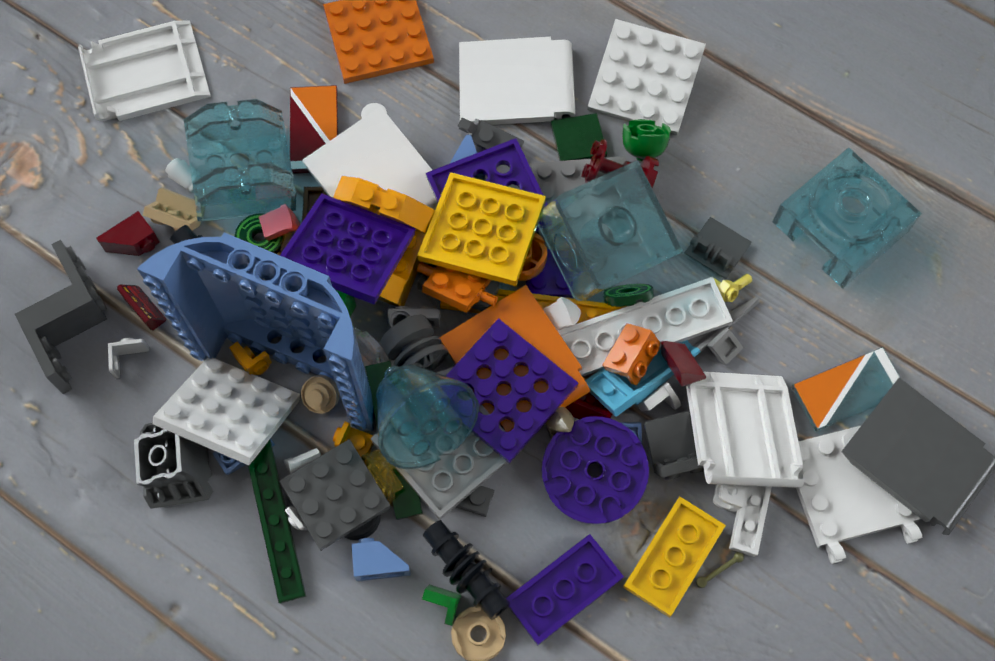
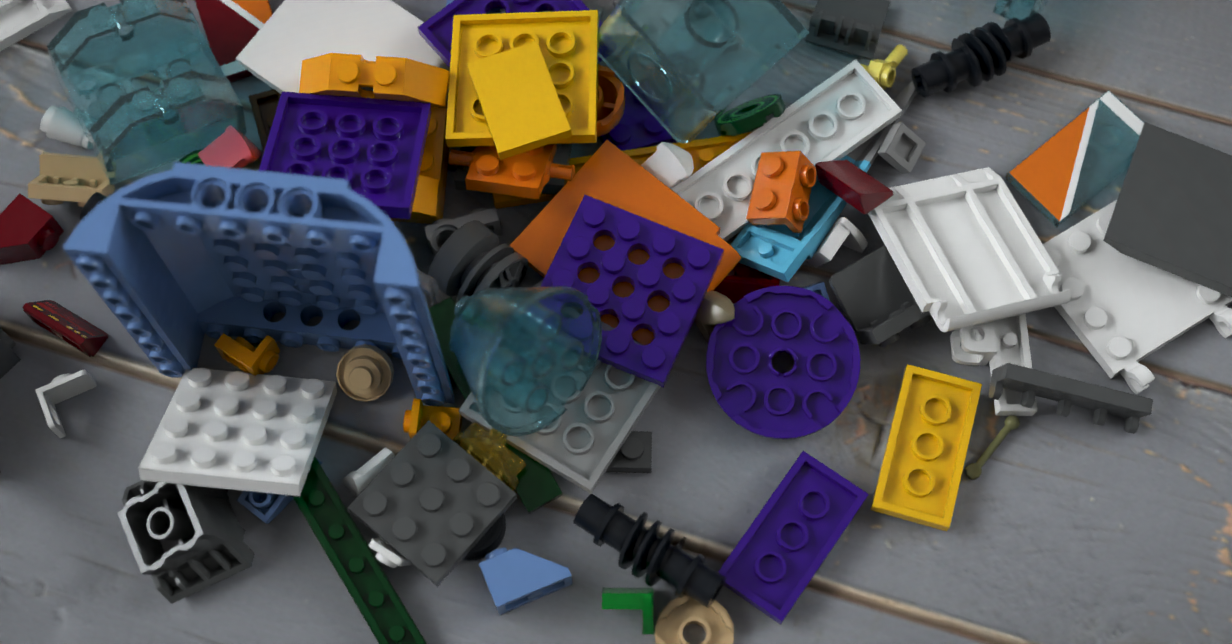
camera: 15 degrees left, 0 degrees up
(473, 243) = (519, 100): none -> yellow tile
(783, 549) = (1068, 393): none -> dark grey hinge
(800, 296) = (980, 54): none -> black piece

